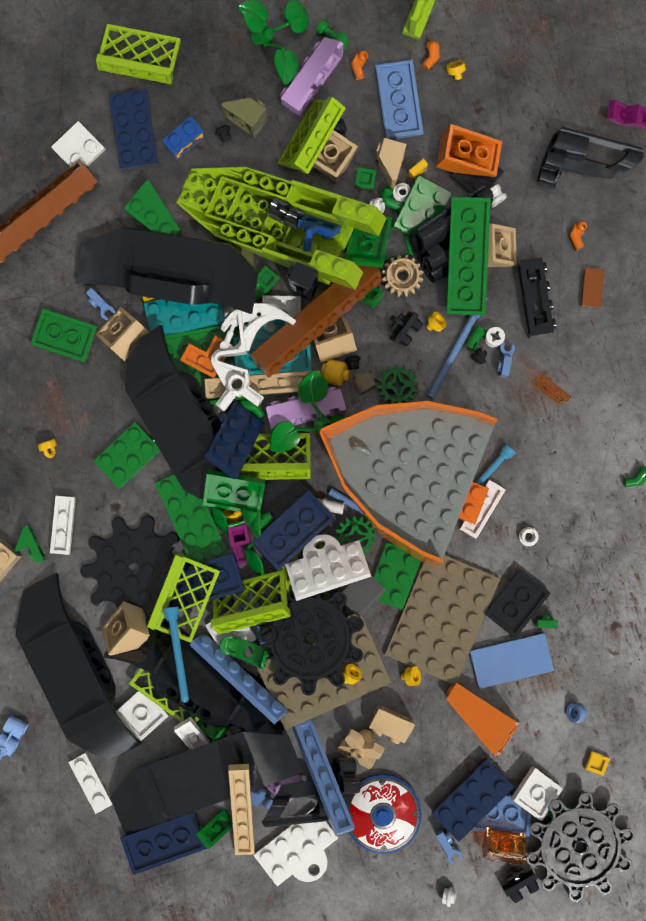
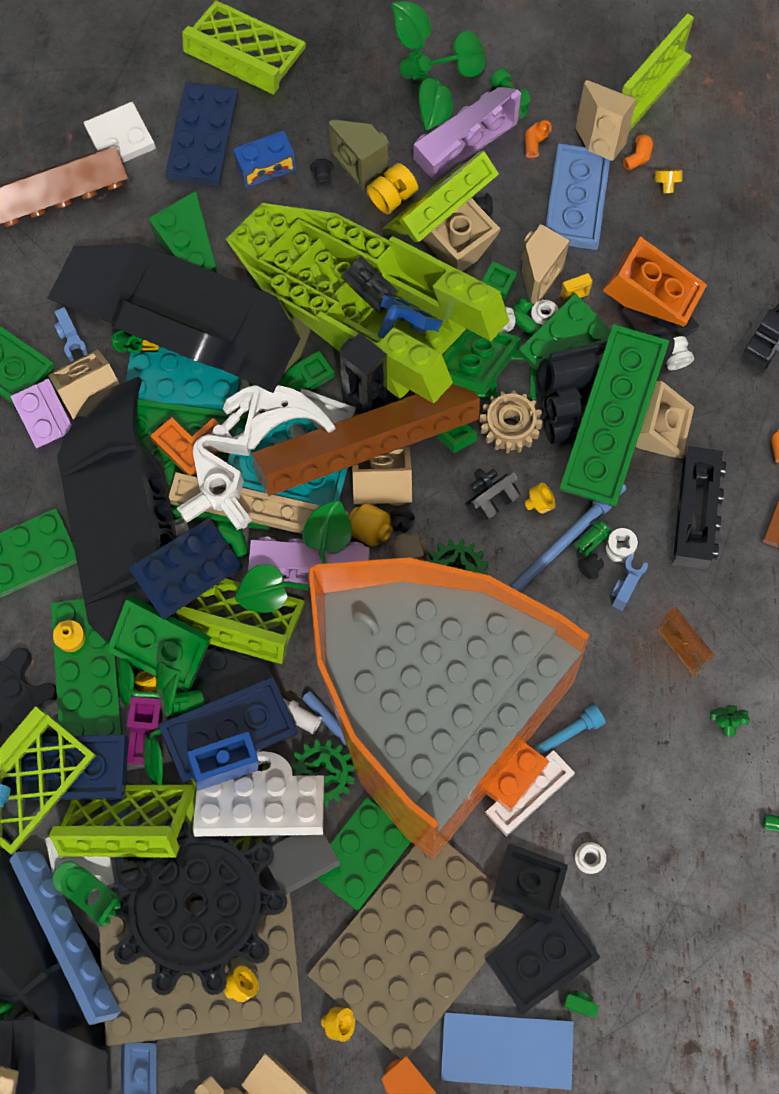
camera: 15 degrees right, 15 degrees down
(103, 363) = (42, 413): none -> lavender plate
(135, 299) = (125, 342): none -> green pin
(180, 501) = (69, 636): none -> yellow tile
(276, 133) = (392, 188): none -> yellow wheel
(299, 553) = (222, 761): none -> blue brick
(402, 42) = (604, 119): none -> tan slope
(497, 563) = (529, 883): none -> black plate
(589, 427) = (729, 719): none -> green plant

